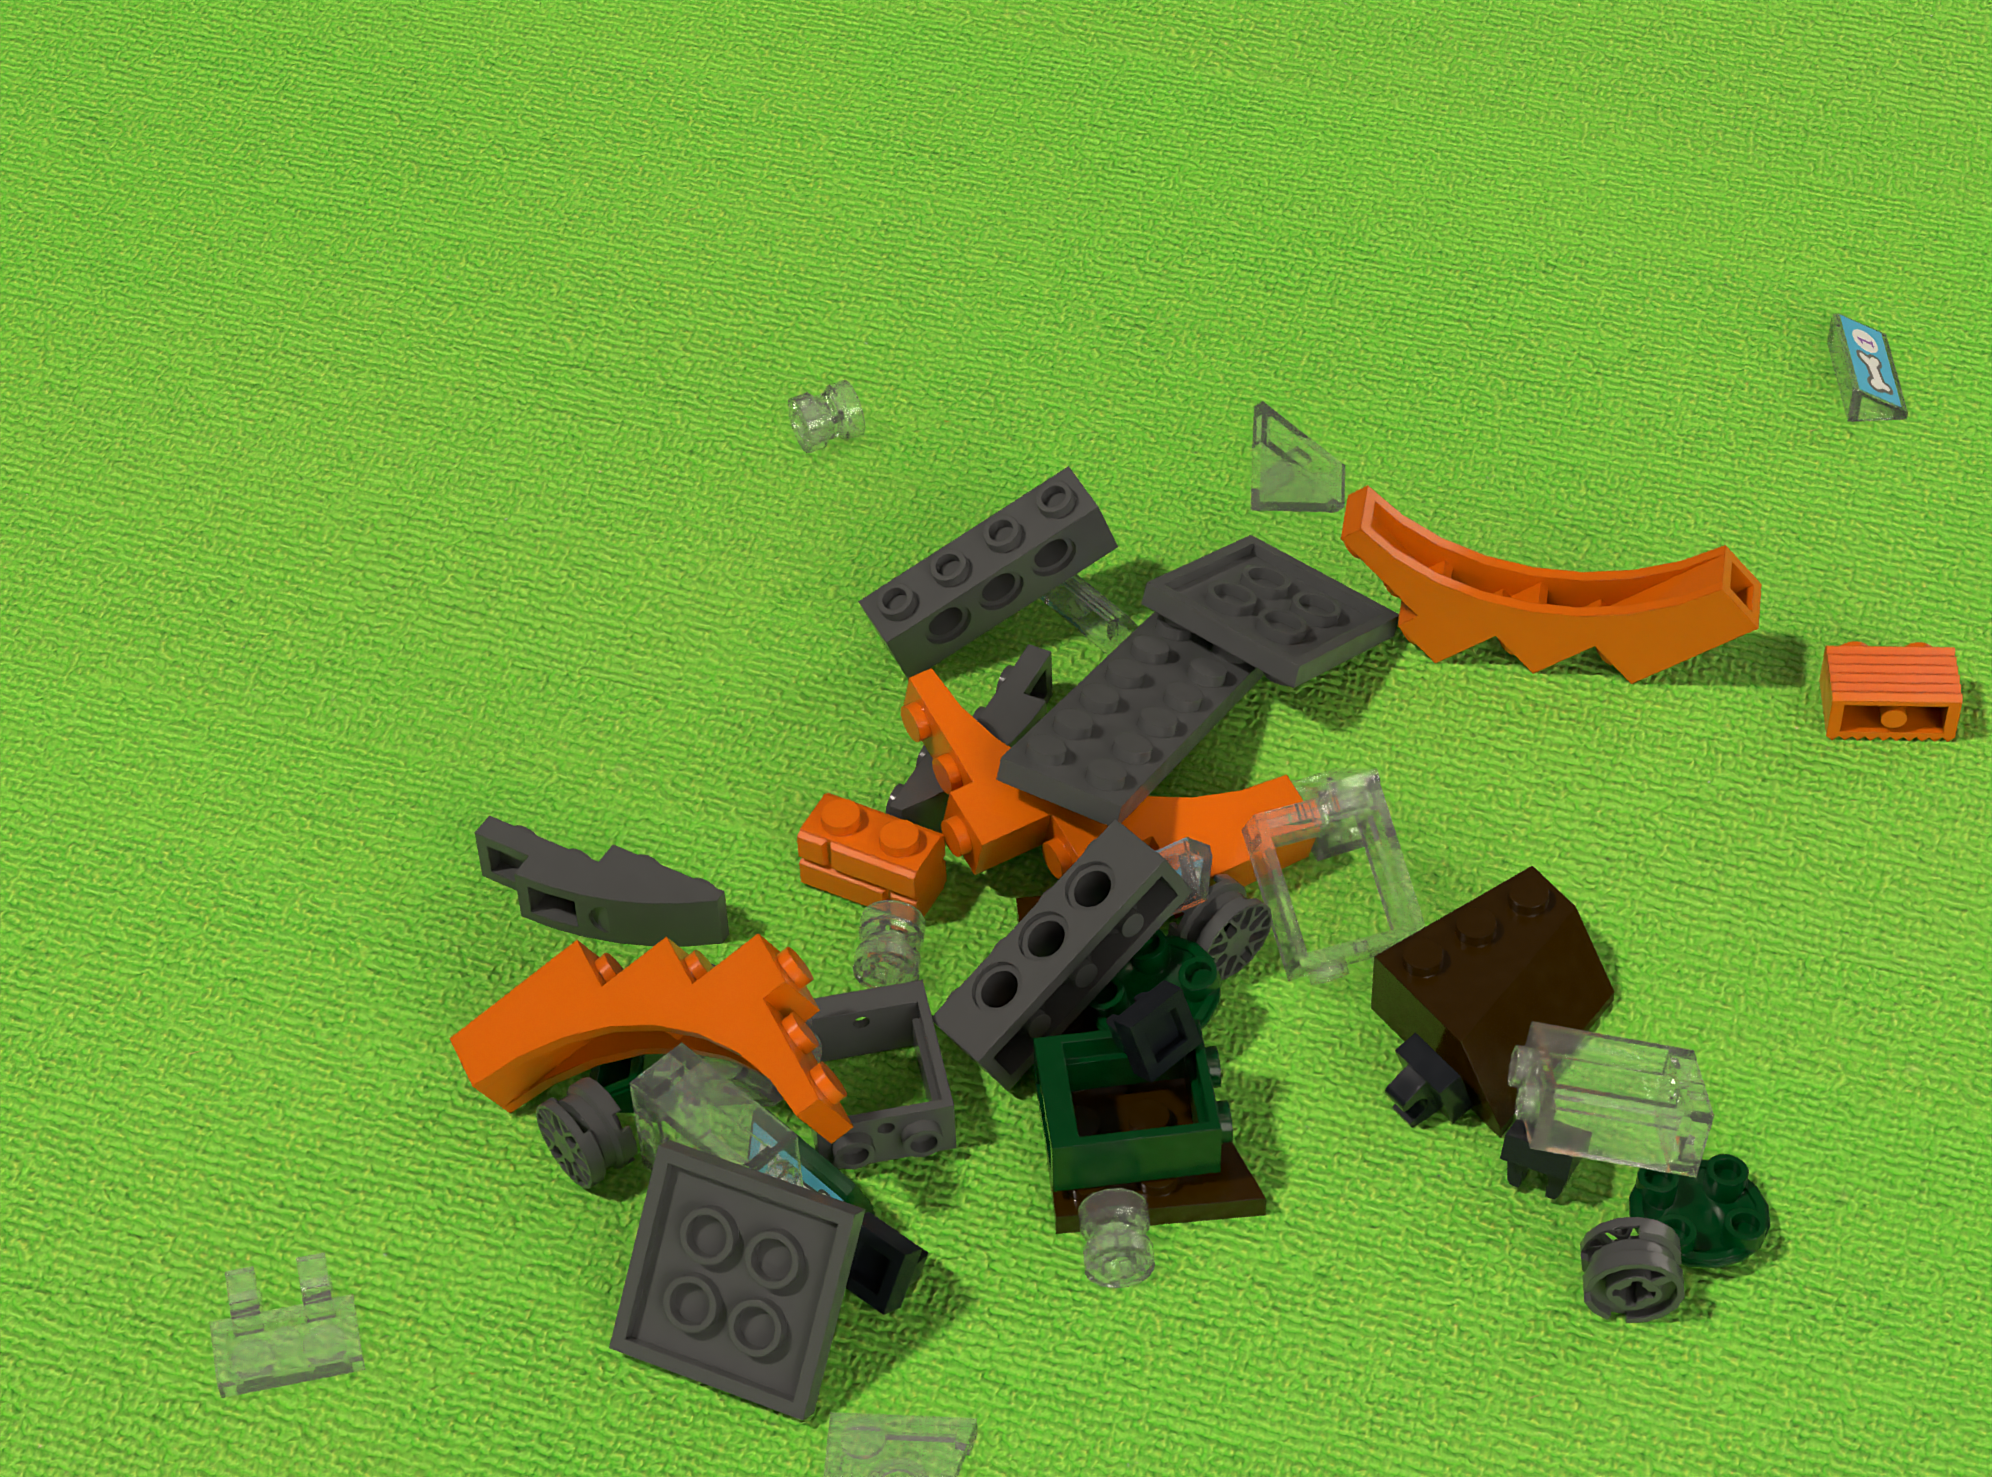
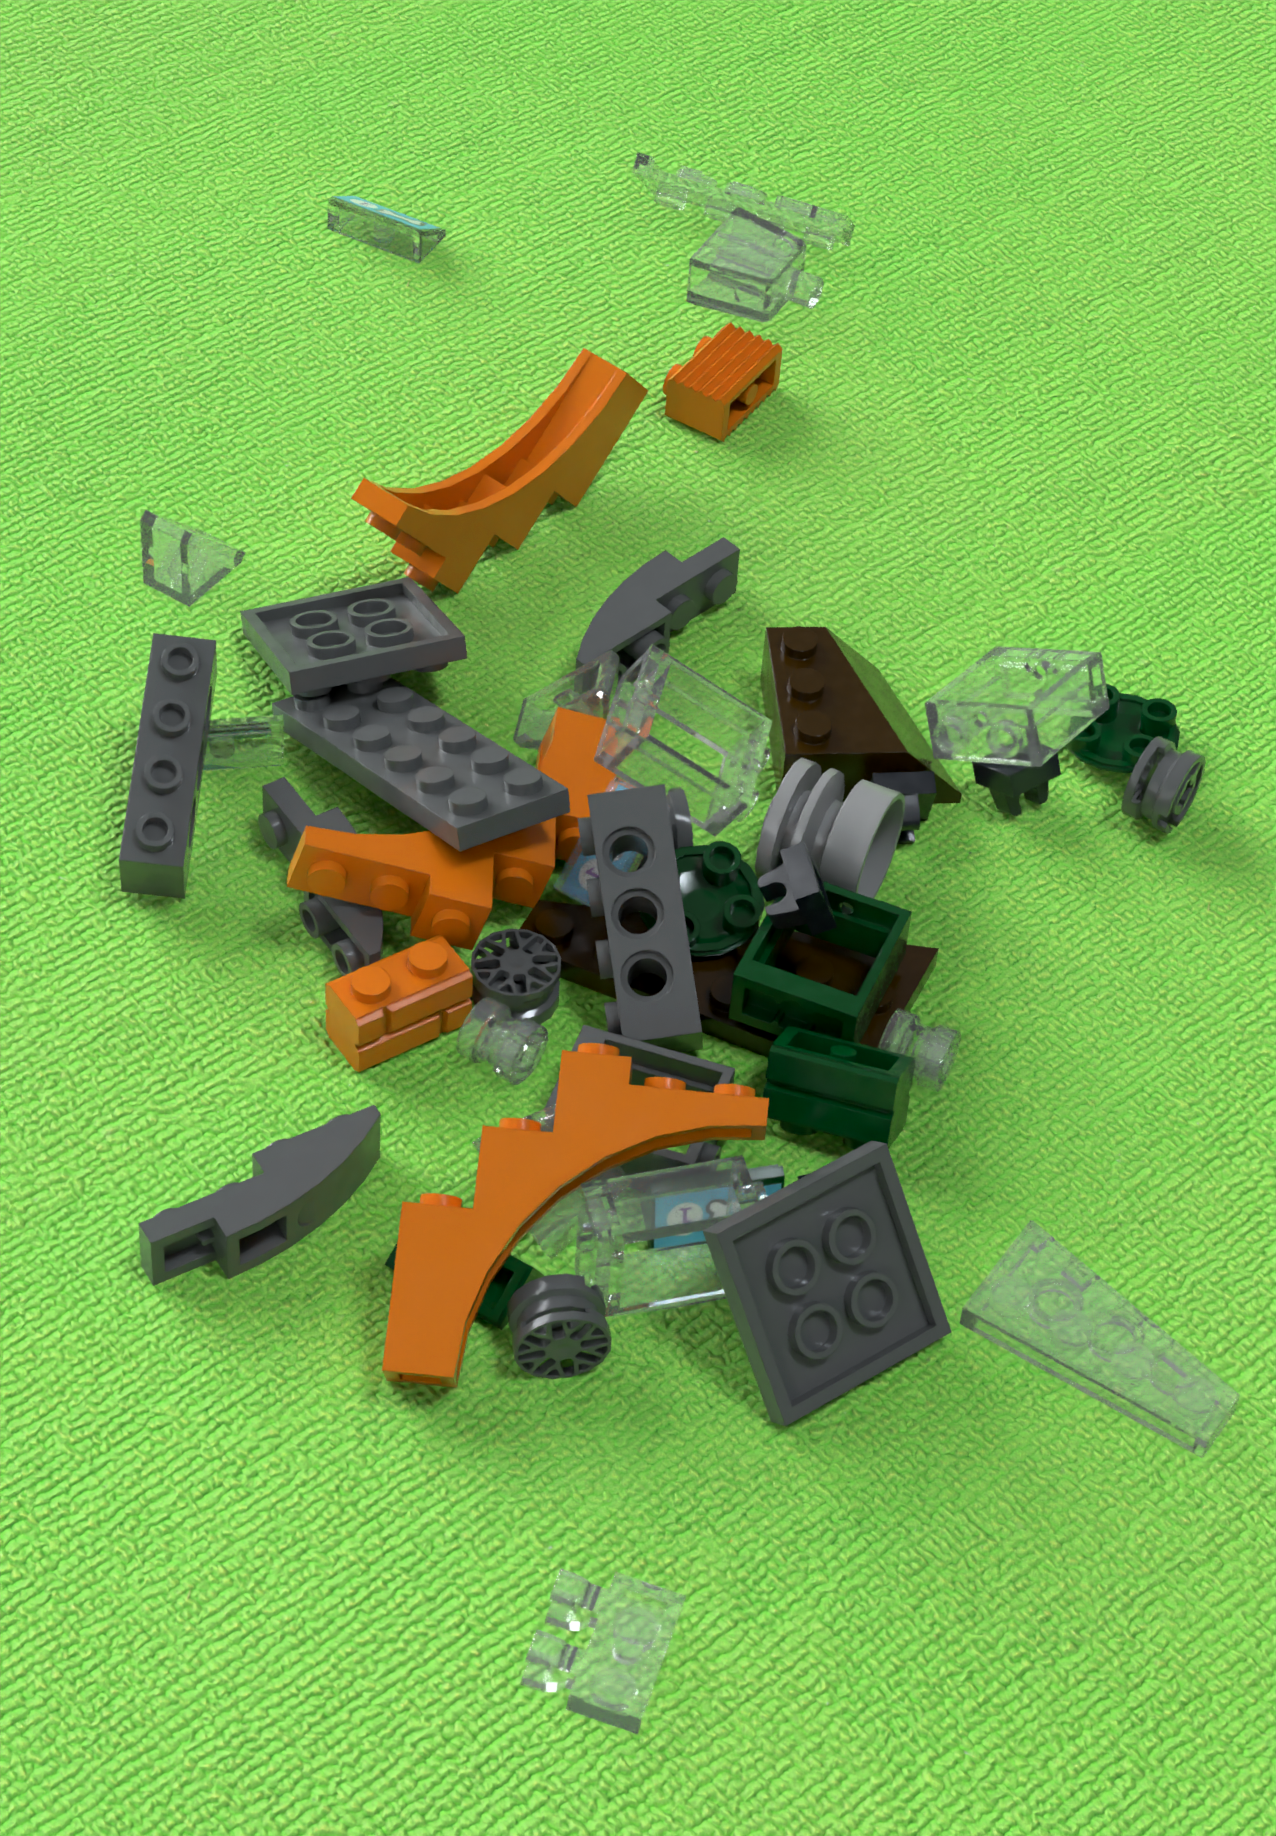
camera: 65 degrees left, 0 degrees up
(970, 921) = (518, 974): none -> dark grey wheel
(1004, 1194) = (837, 1087): none -> dark green brick
(1304, 1041) = (846, 839): none -> light grey wheel
(1484, 784) = (658, 600): none -> dark grey slope

